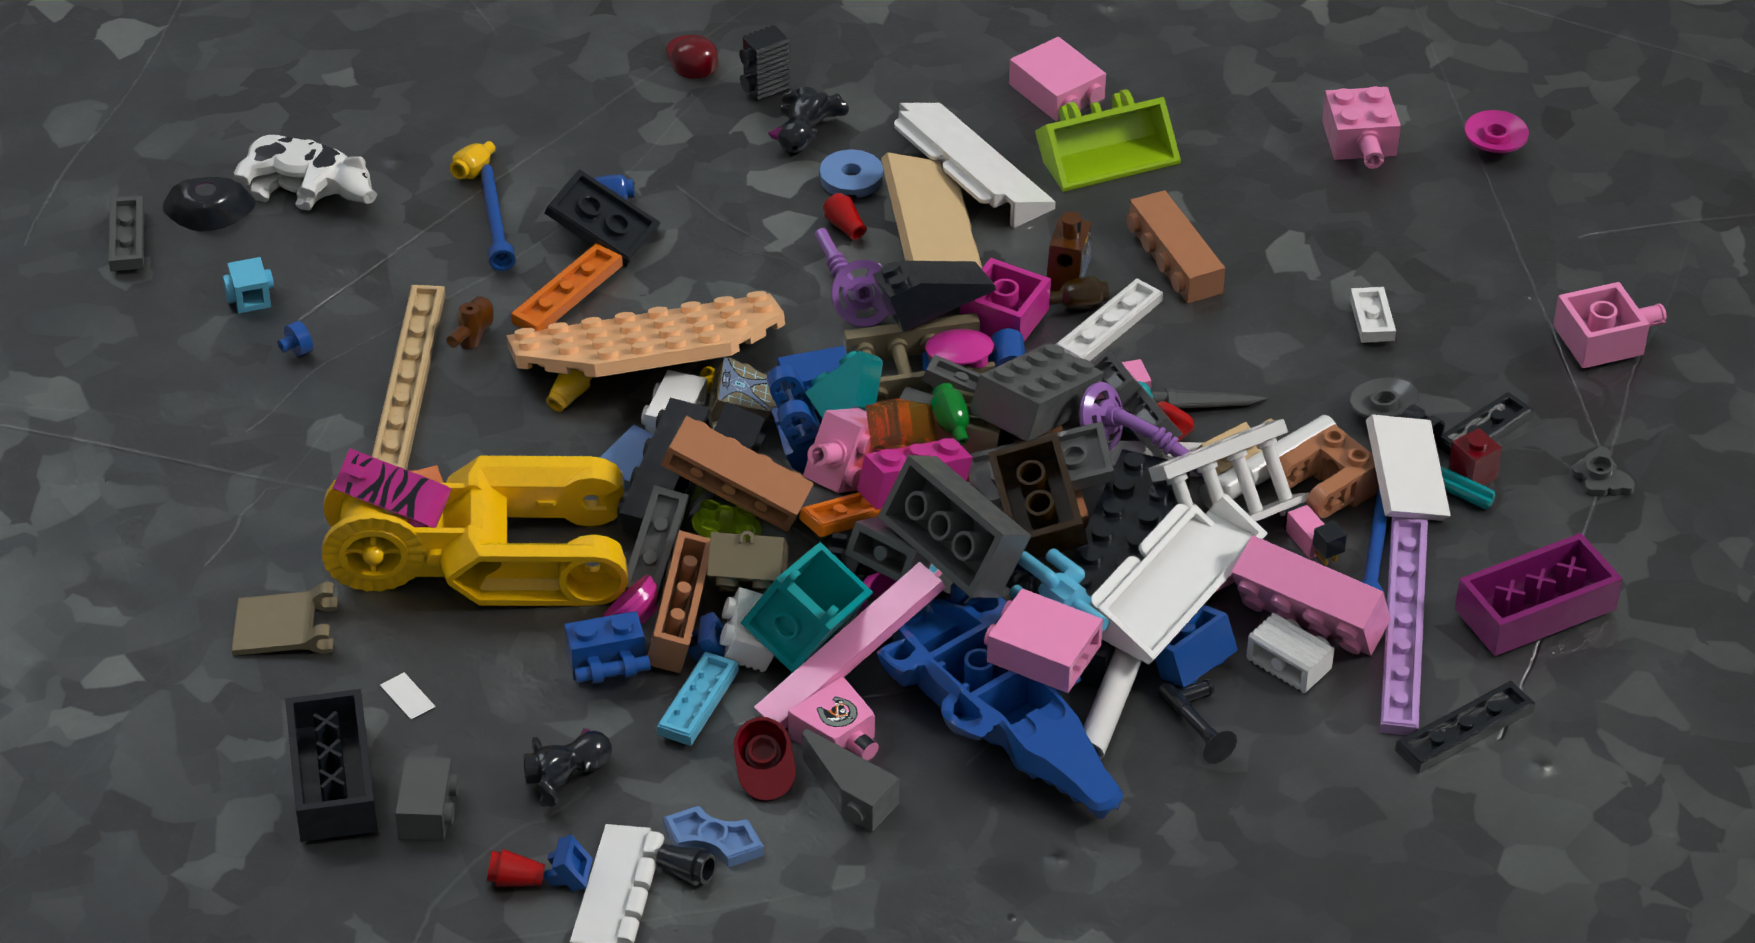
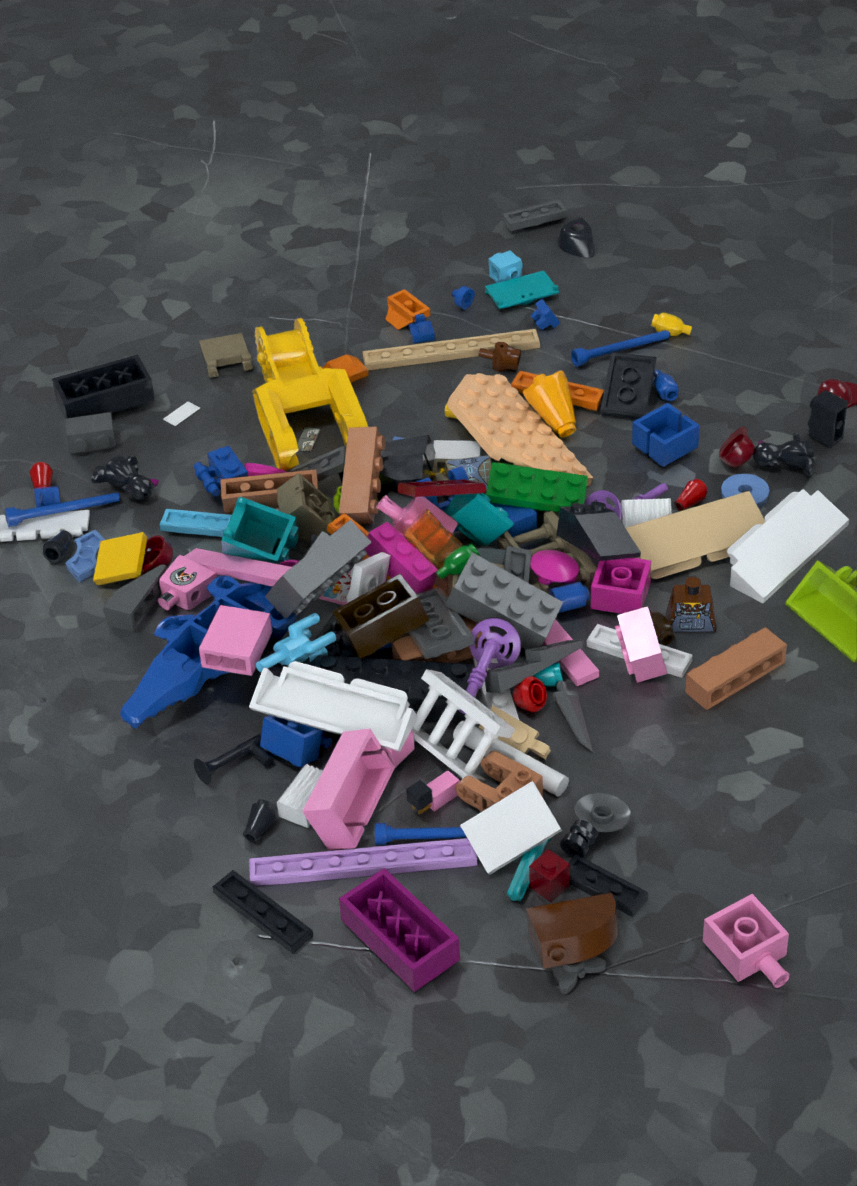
camera: 80 degrees right, 0 degrees up
(294, 405) = (403, 308): none -> orange slope
(305, 169) = (616, 261): white animal -> none
(306, 282) = (521, 290): none -> teal door
(348, 400) = (421, 330): none -> blue tile
(387, 264) = (544, 315): none -> blue tile
(393, 489) = (290, 349): dark pink door -> none
(602, 904) = (15, 516): none -> blue piece
(614, 286) = (553, 402): none -> light orange cone
(739, 210) = (665, 434): none -> blue piece
(760, 783) = (120, 558): none -> yellow tile
(770, 154) = (737, 448): none -> dark red cap
(803, 330) = (534, 487): none -> green plate
(833, 383) = (443, 487): none -> dark red tile
(878, 244) = (643, 510): none -> white brick
(1111, 699) = (221, 708): white piece -> none
(1140, 296) = (640, 645): none -> brick
(1318, 703) = (260, 818): none -> black cone
(1372, 314) = (707, 795): white plate -> none
(1569, 451) = (573, 929): none -> reddish brown brick

